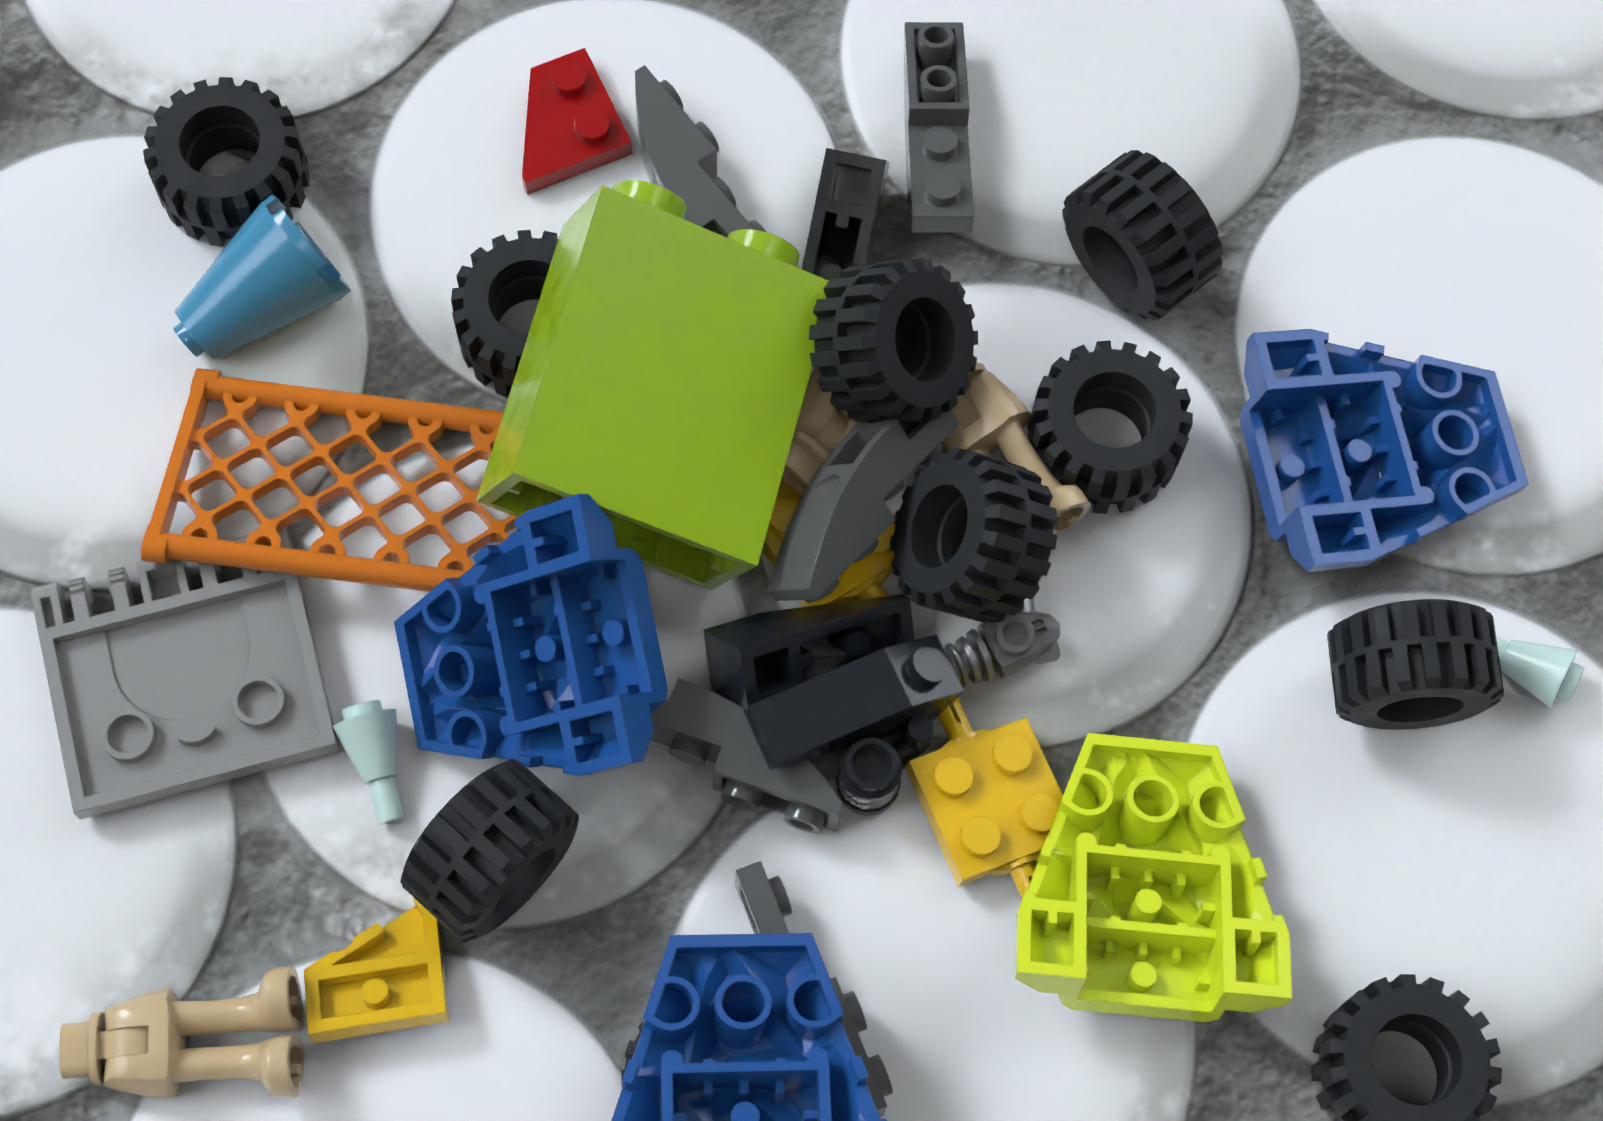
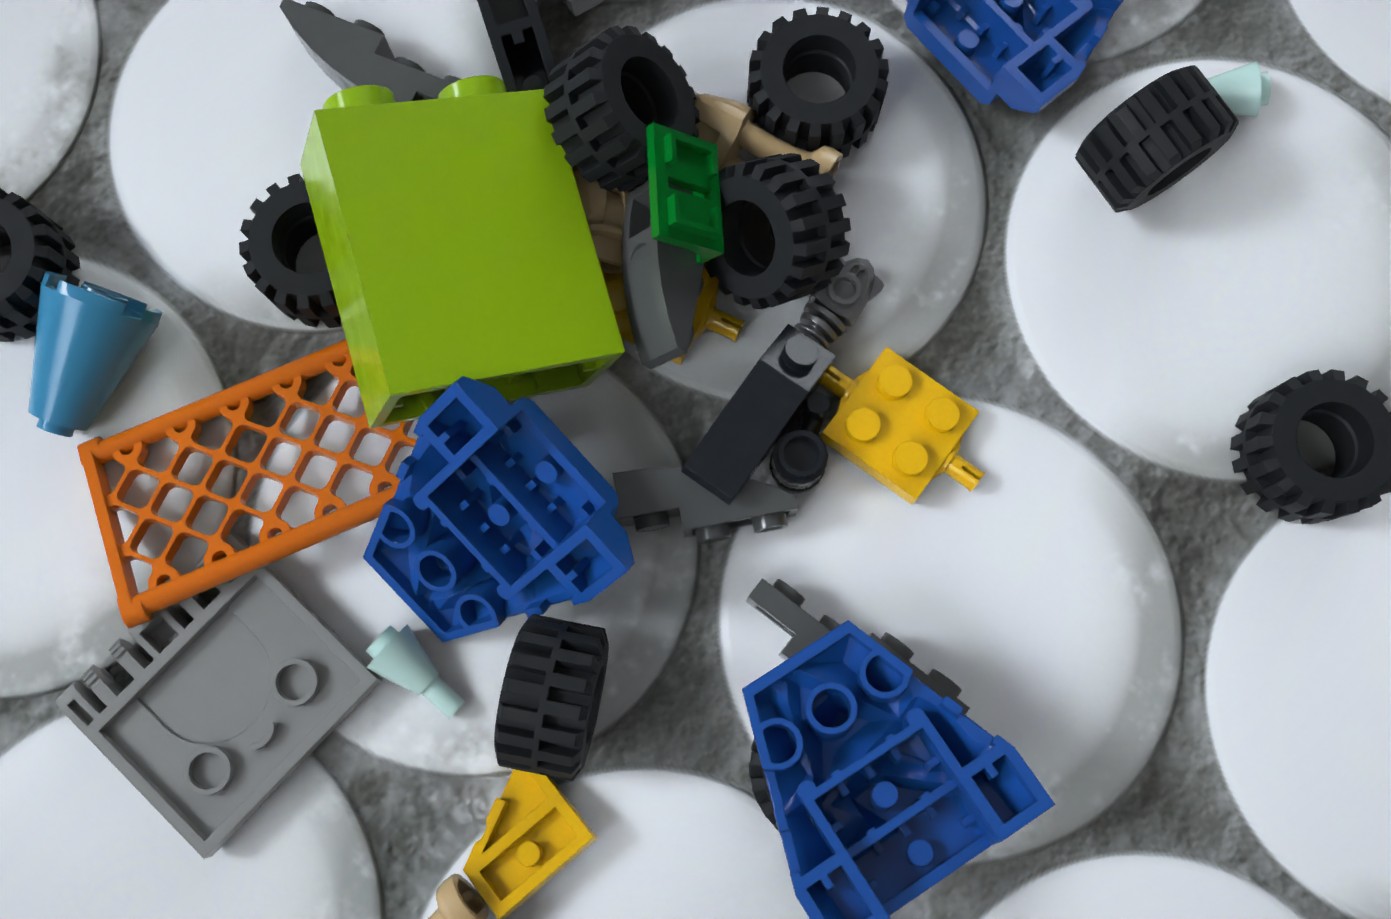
camera: 25 degrees left, 10 degrees up
(569, 123) = (252, 79): red wing -> none
(790, 646) = (685, 397): black slope -> none
(883, 468) = (677, 216): none -> green piece
(1151, 891) = (1062, 423): neon yellow wedge -> none

